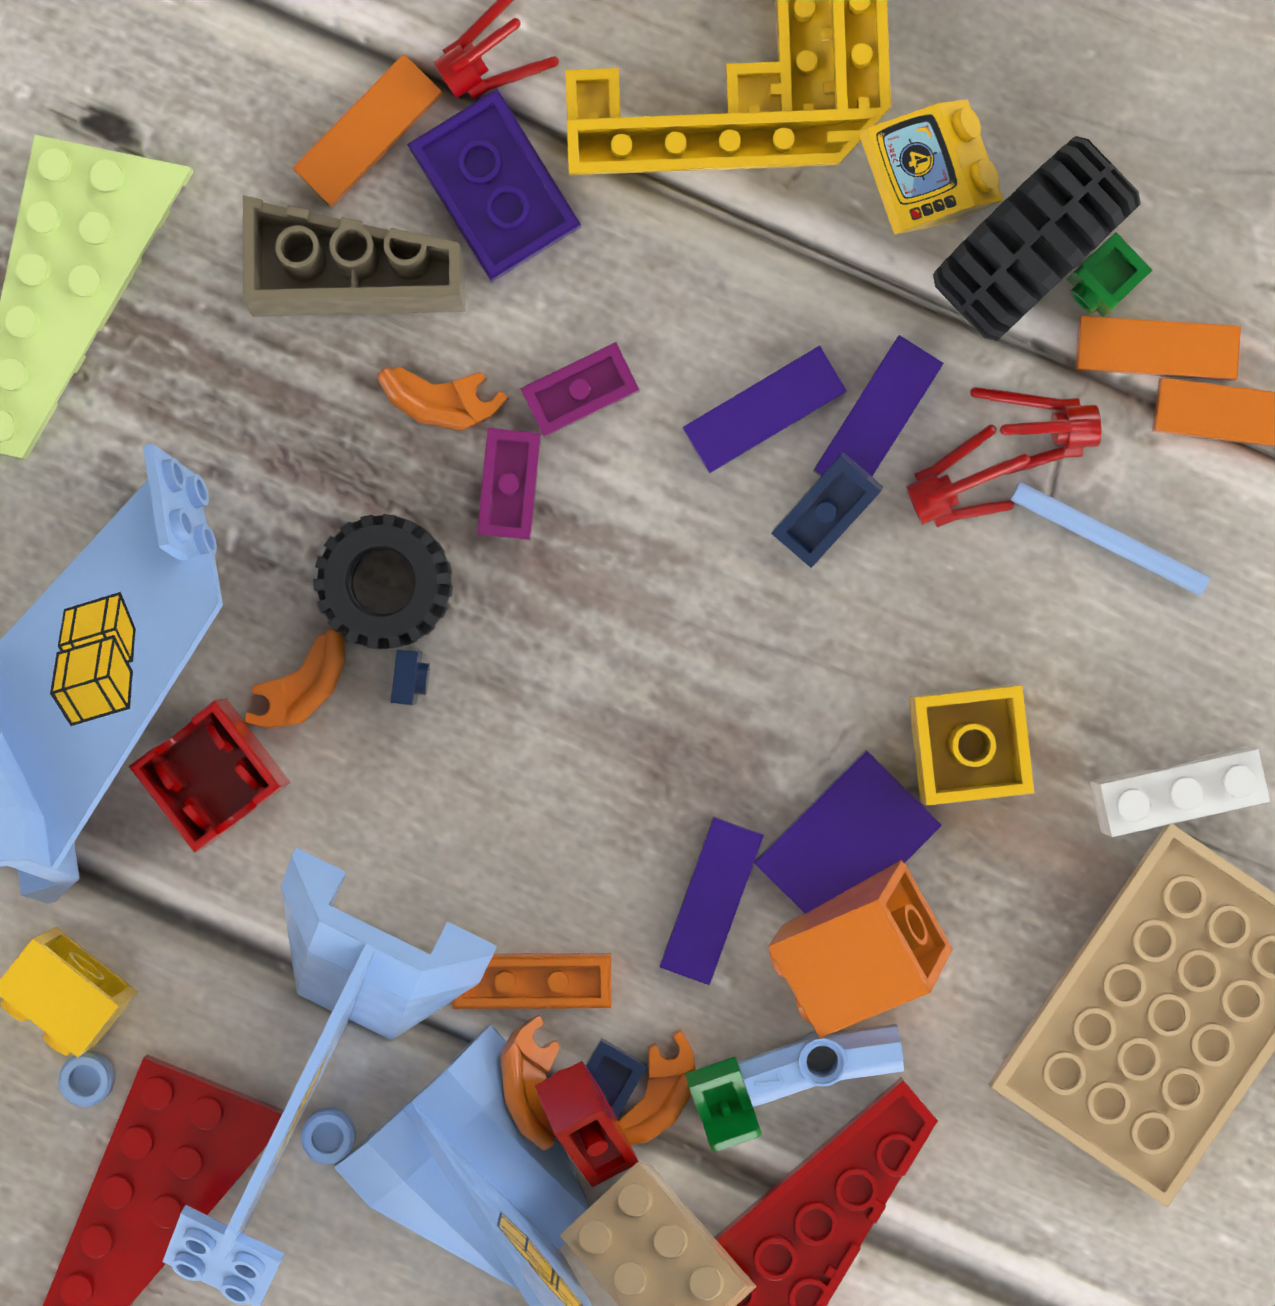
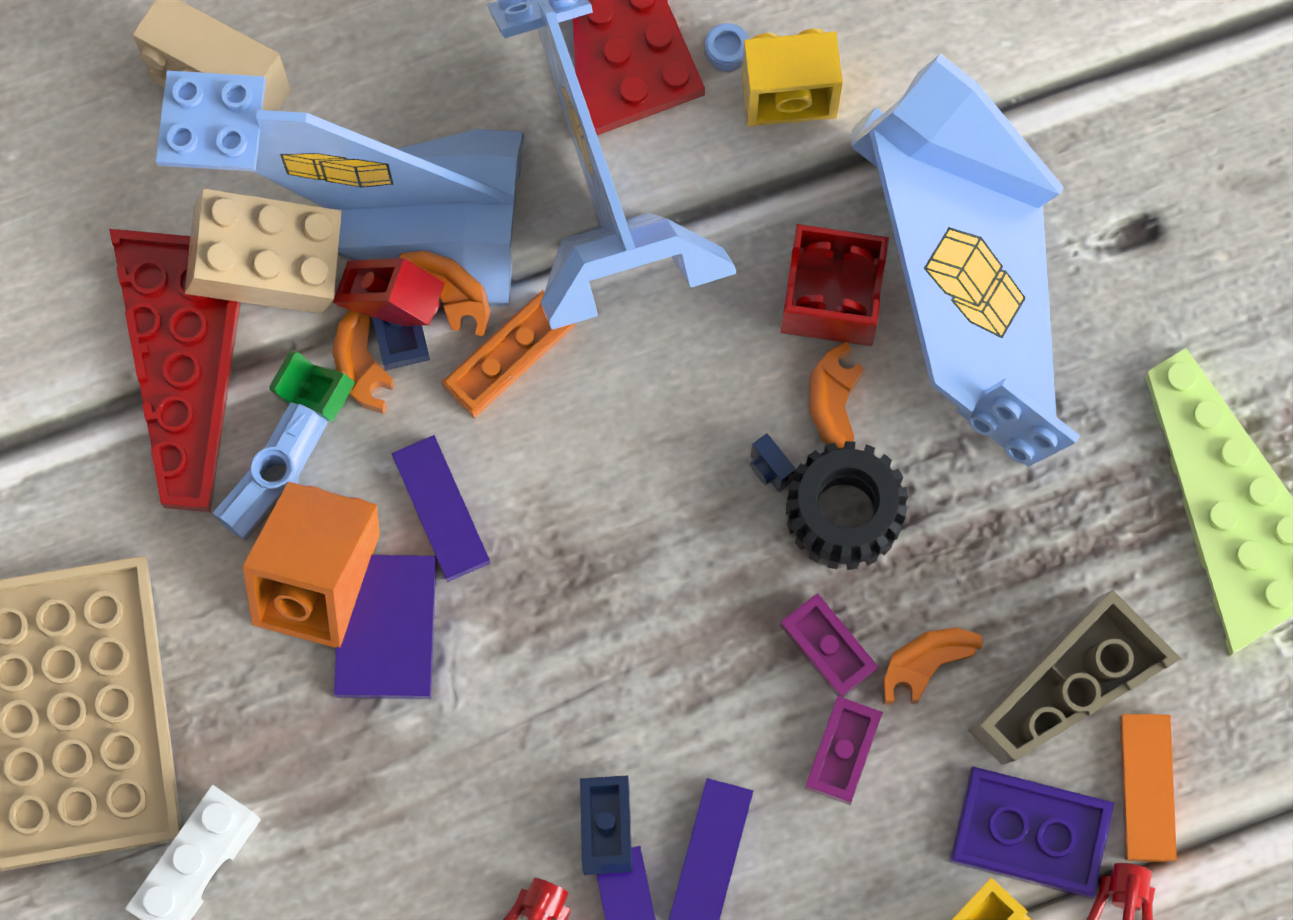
camera: 130 degrees right, 15 degrees down
(328, 1135) = (544, 147): light blue tile -> none
(971, 744) = (364, 760): yellow brick -> none

